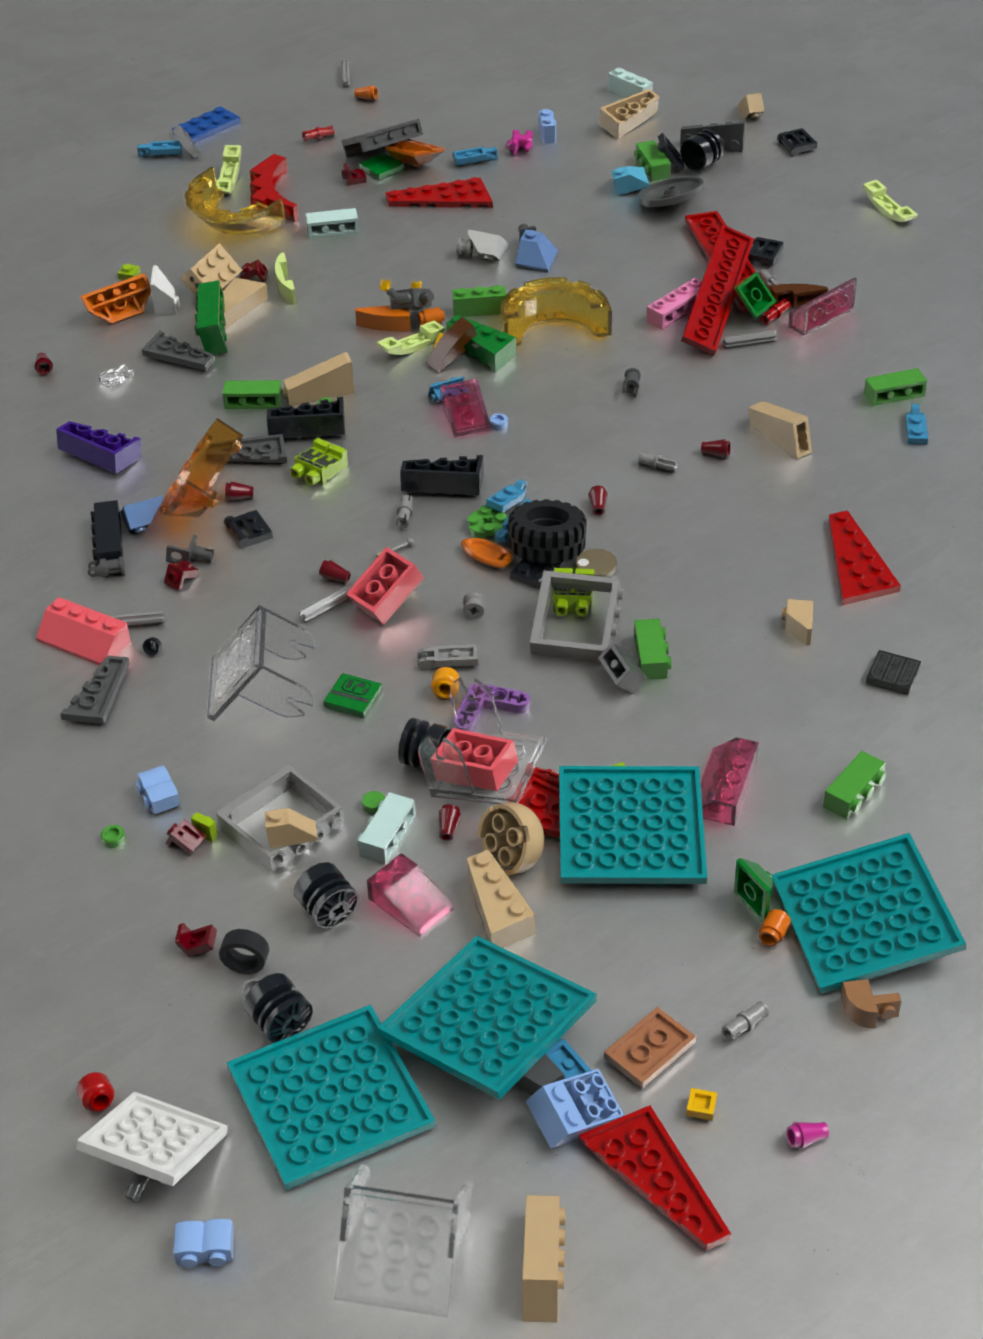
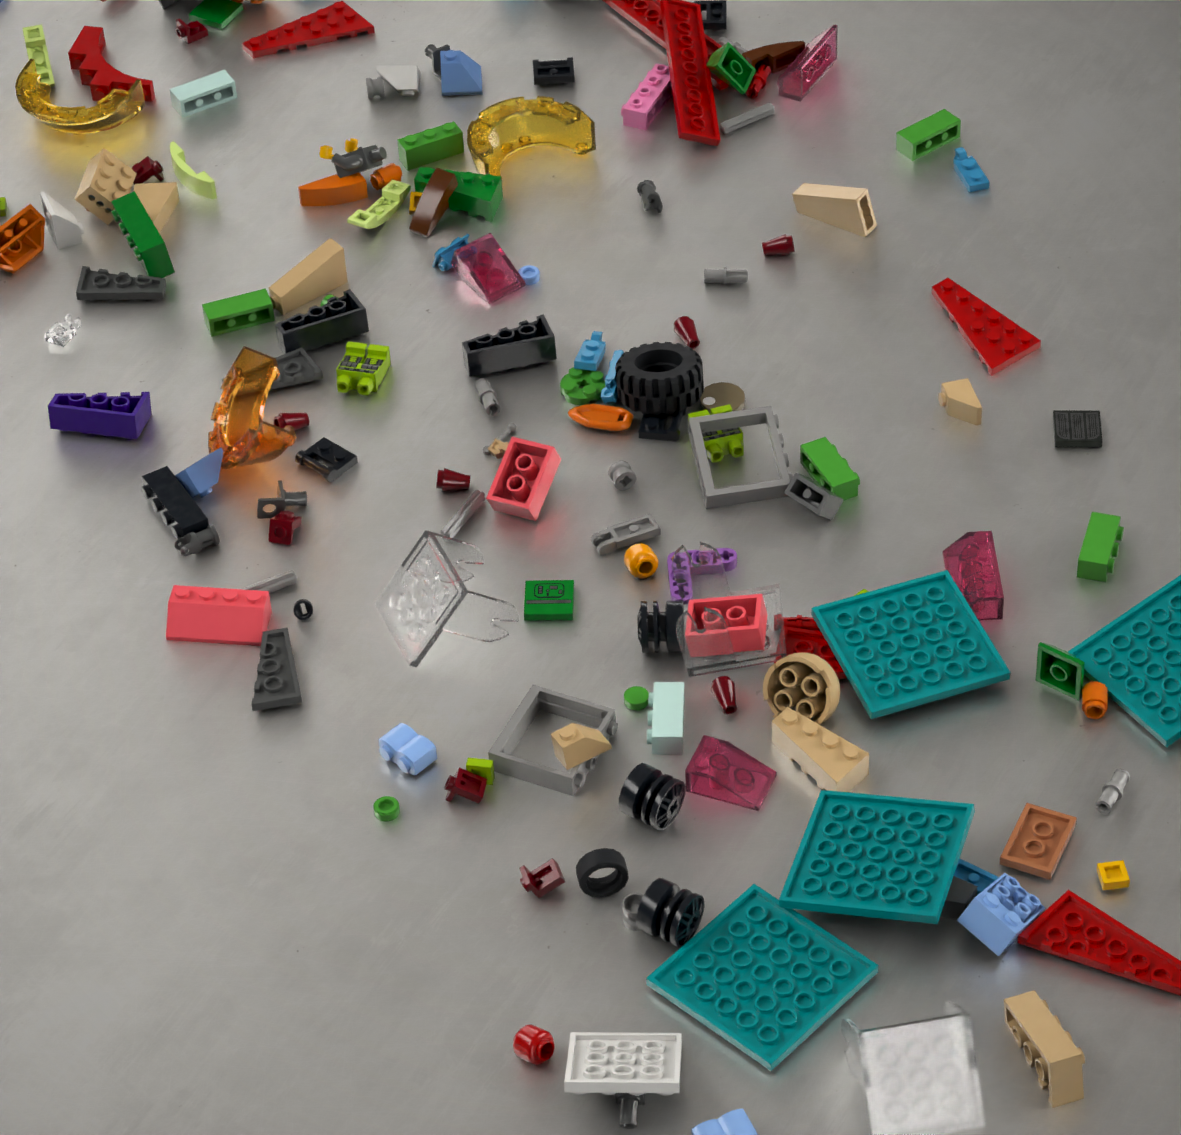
camera: 20 degrees left, 0 degrees up
(612, 266) = (553, 71): none -> black plate

